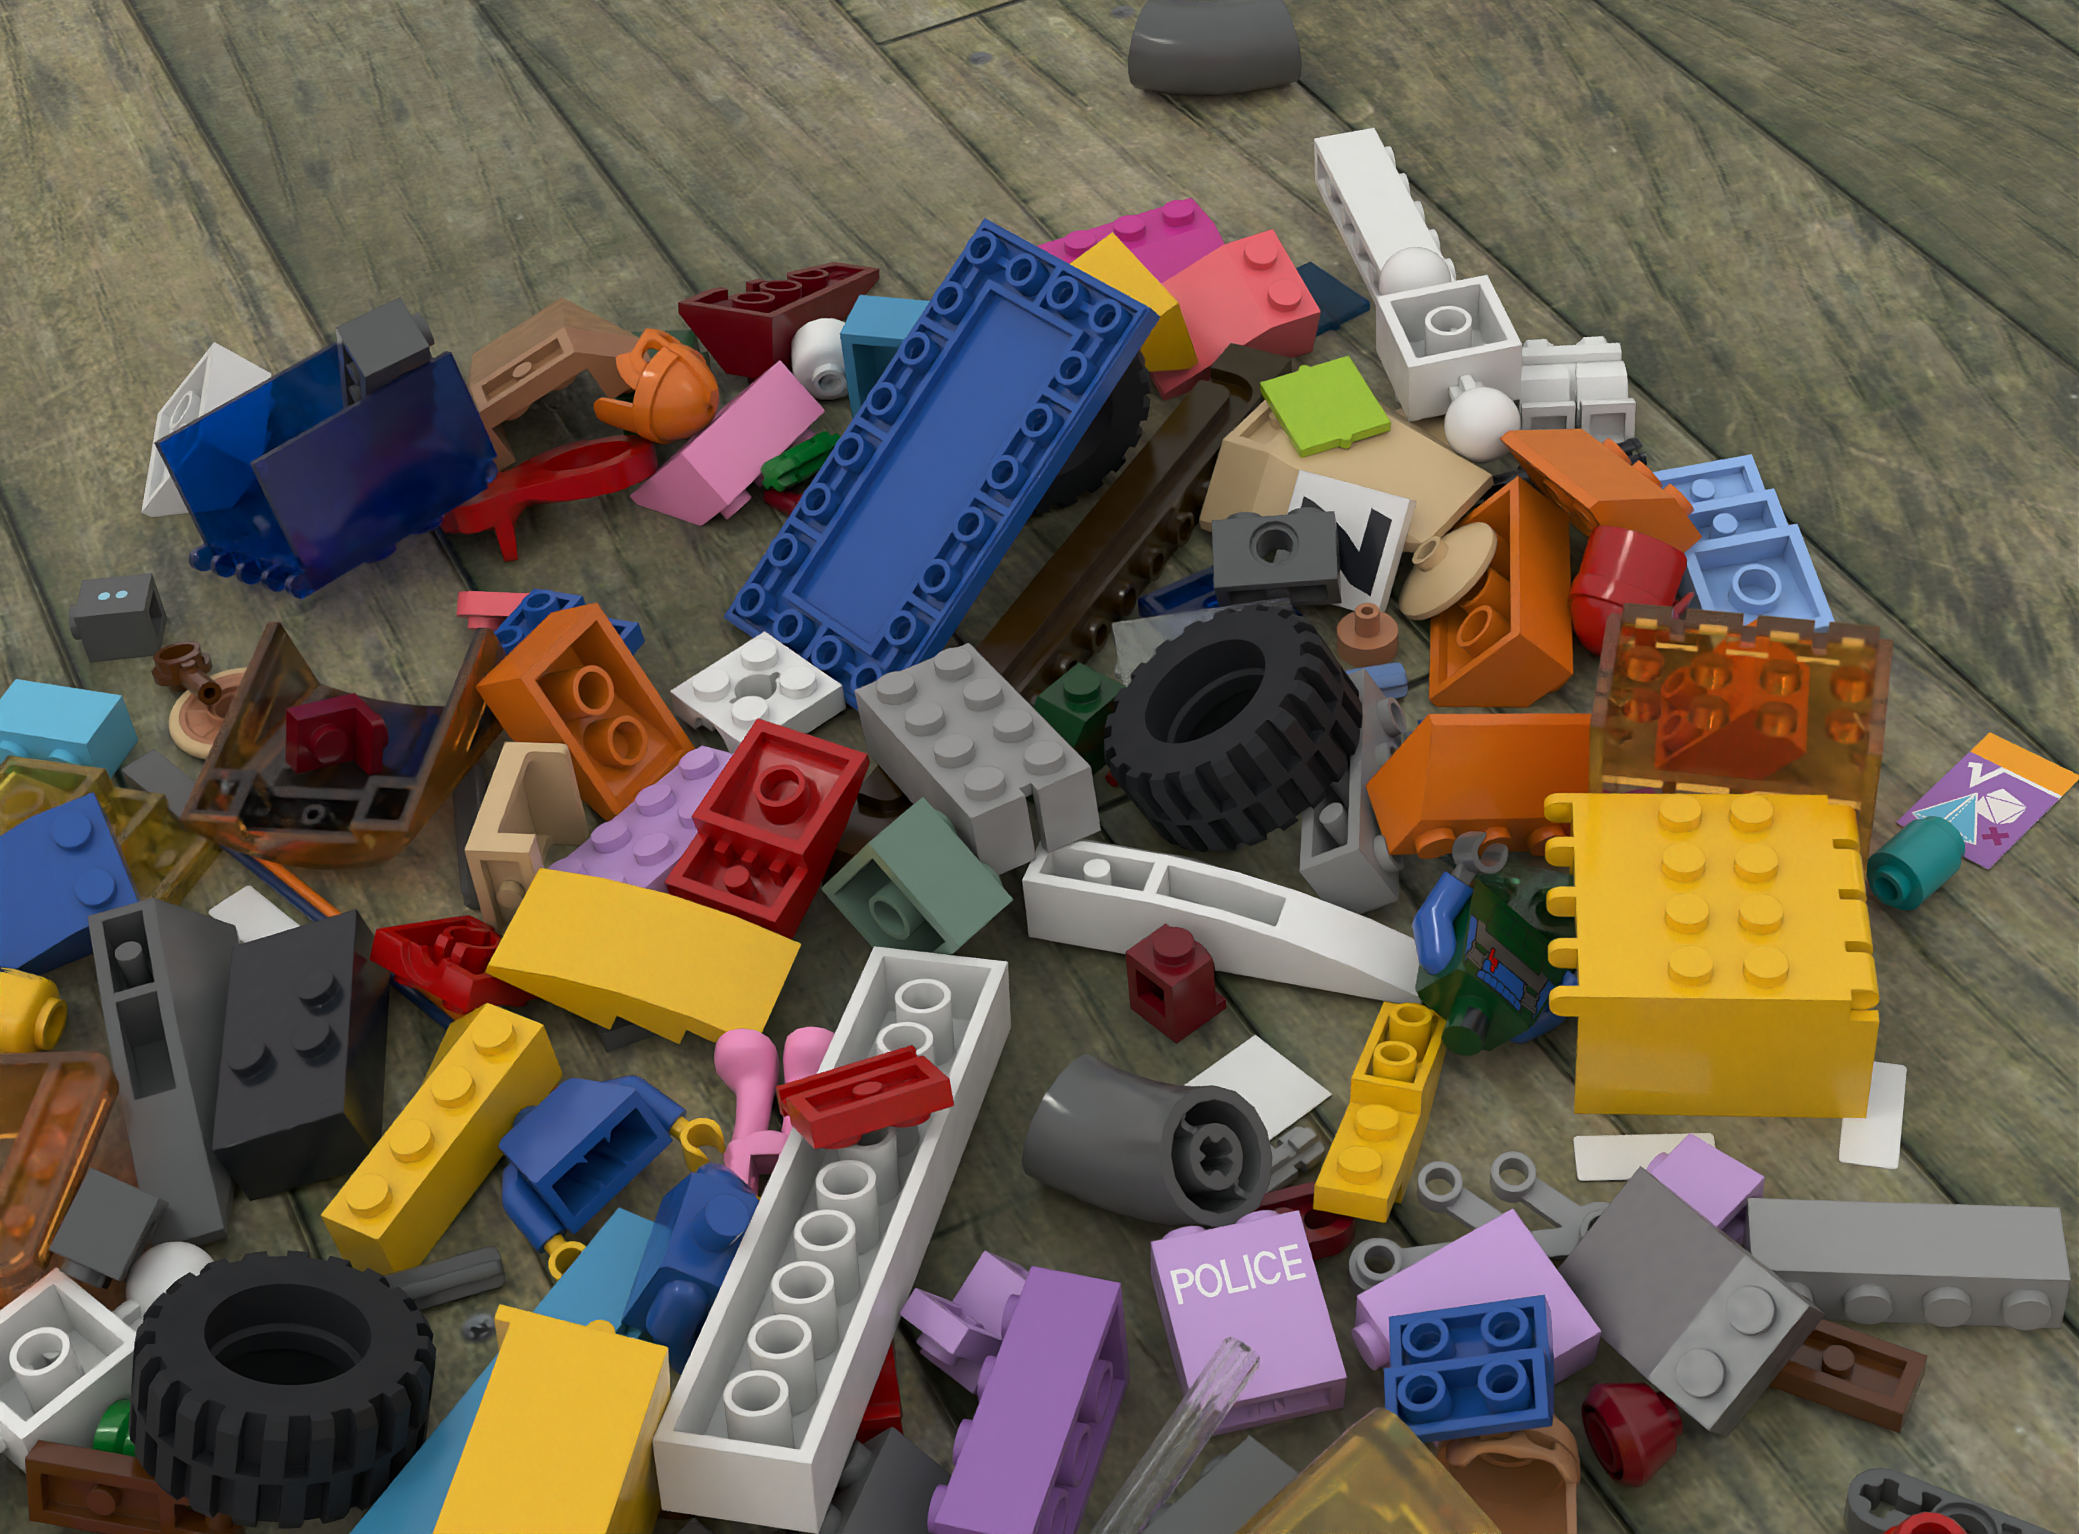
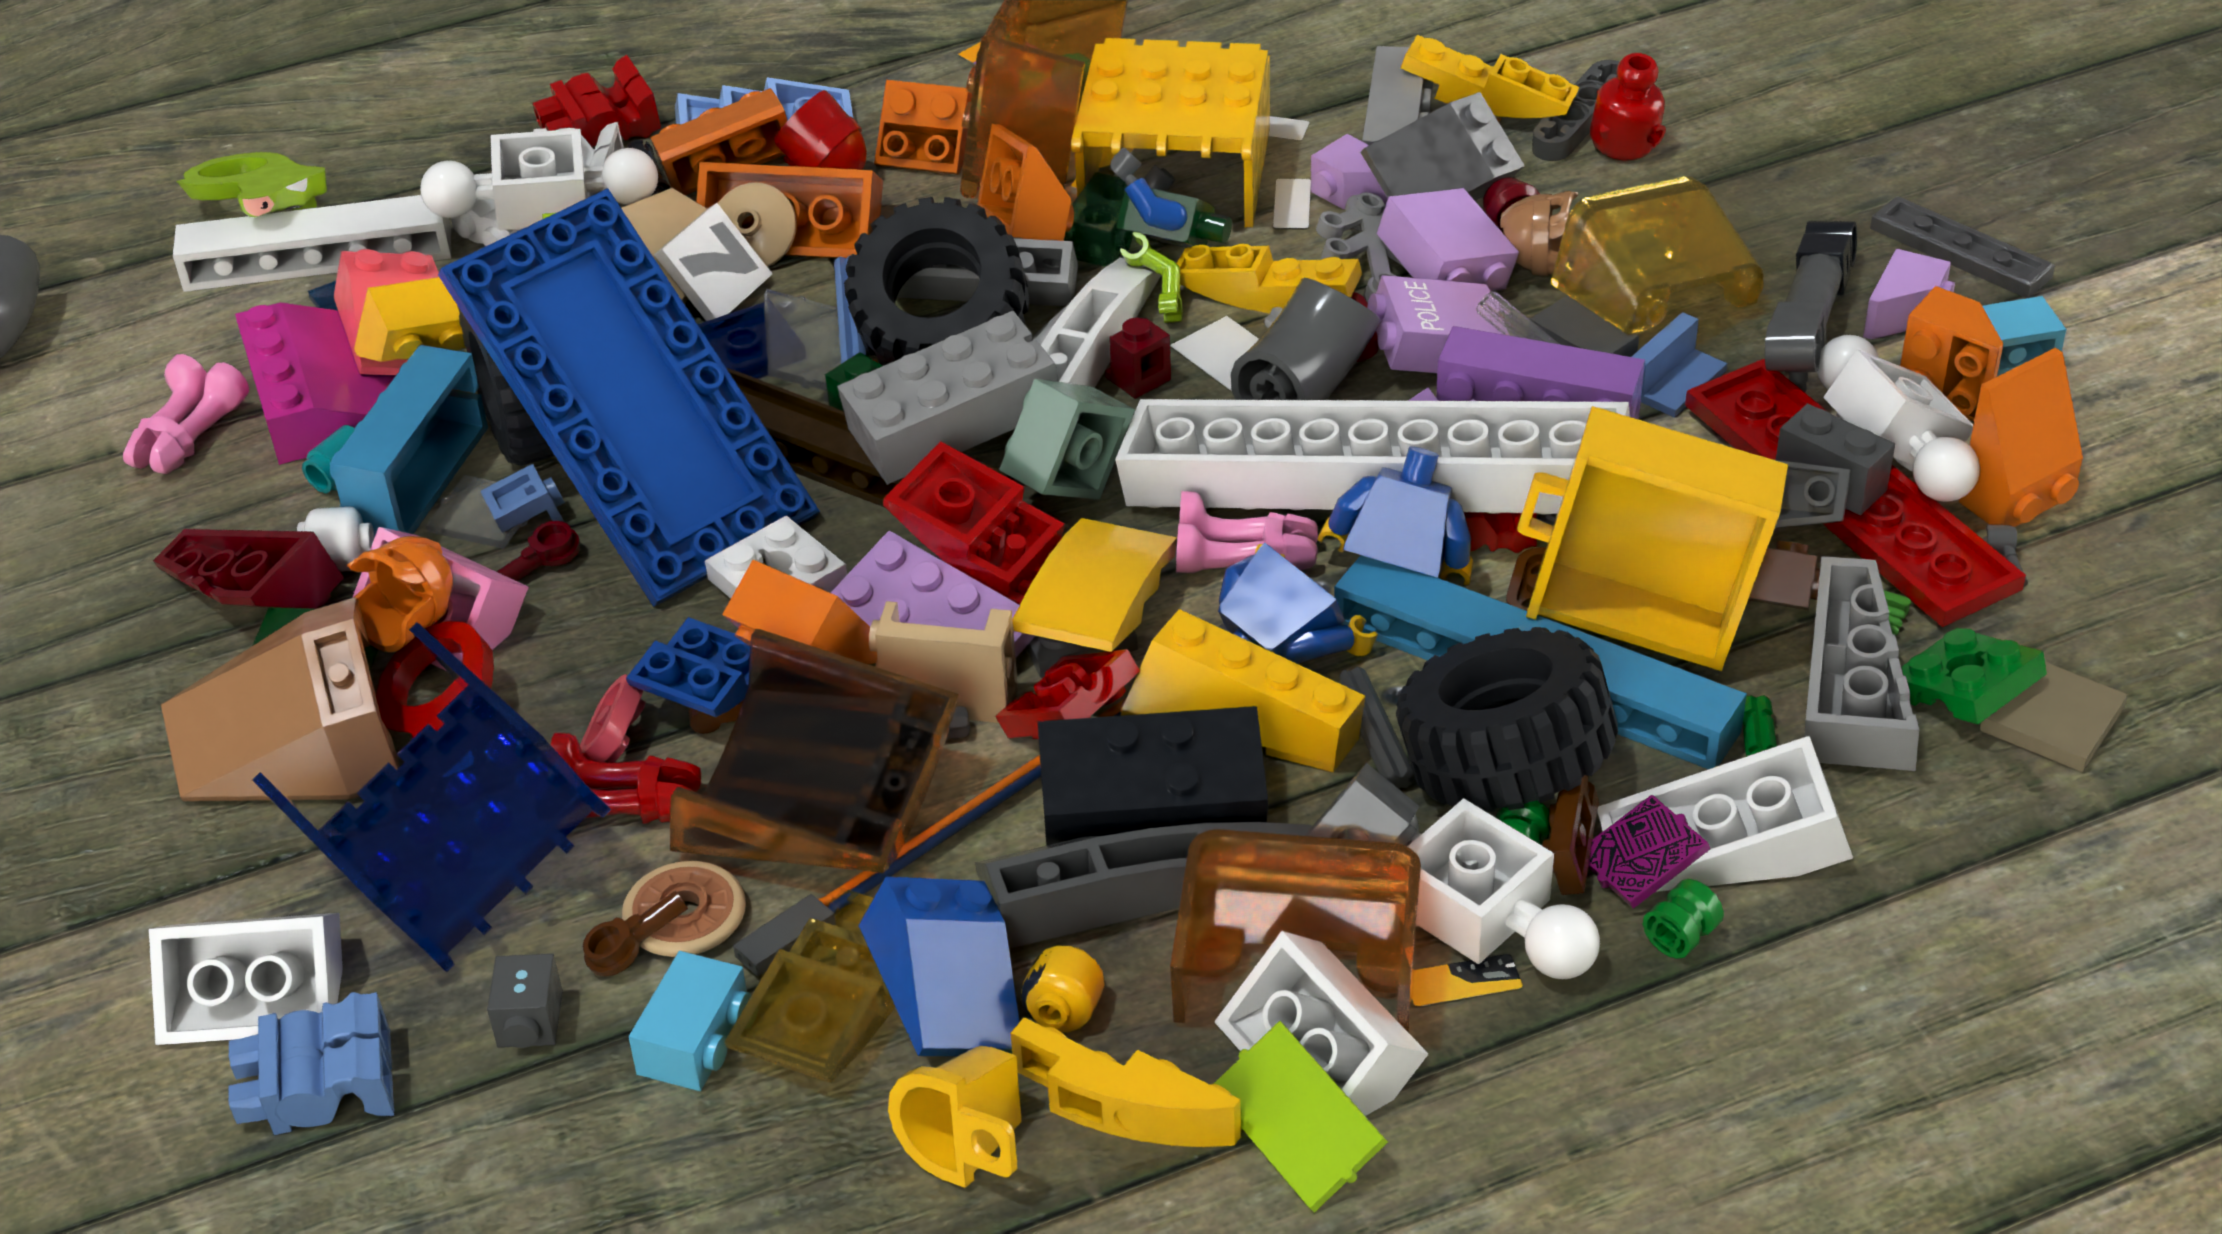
camera: 90 degrees left, 0 degrees up
(74, 491) = (311, 1063): none -> medium blue hips
(252, 915) = (960, 861): white sticker -> none
(335, 733) = (782, 786): dark red bracket -> none
(380, 349) = (375, 716): dark grey brick -> none
(400, 593) = (645, 783): none -> red piece
(798, 462) = (489, 554): green axle -> none
(863, 1097) = (1304, 416): red plate -> none
(1046, 219) = (198, 399): none -> bright pink piece
(1306, 576) = (738, 281): dark grey brick -> none
(1365, 997) = (1170, 299): none -> lime arm
(1367, 637) = (793, 276): nougat tile -> none
(1464, 176) = (259, 180): none -> lime animal
(1472, 1369) = (1516, 211): blue slope -> none
(1718, 400) = (591, 107): none -> red hips
(1991, 1378) = (1508, 88): none -> yellow slope

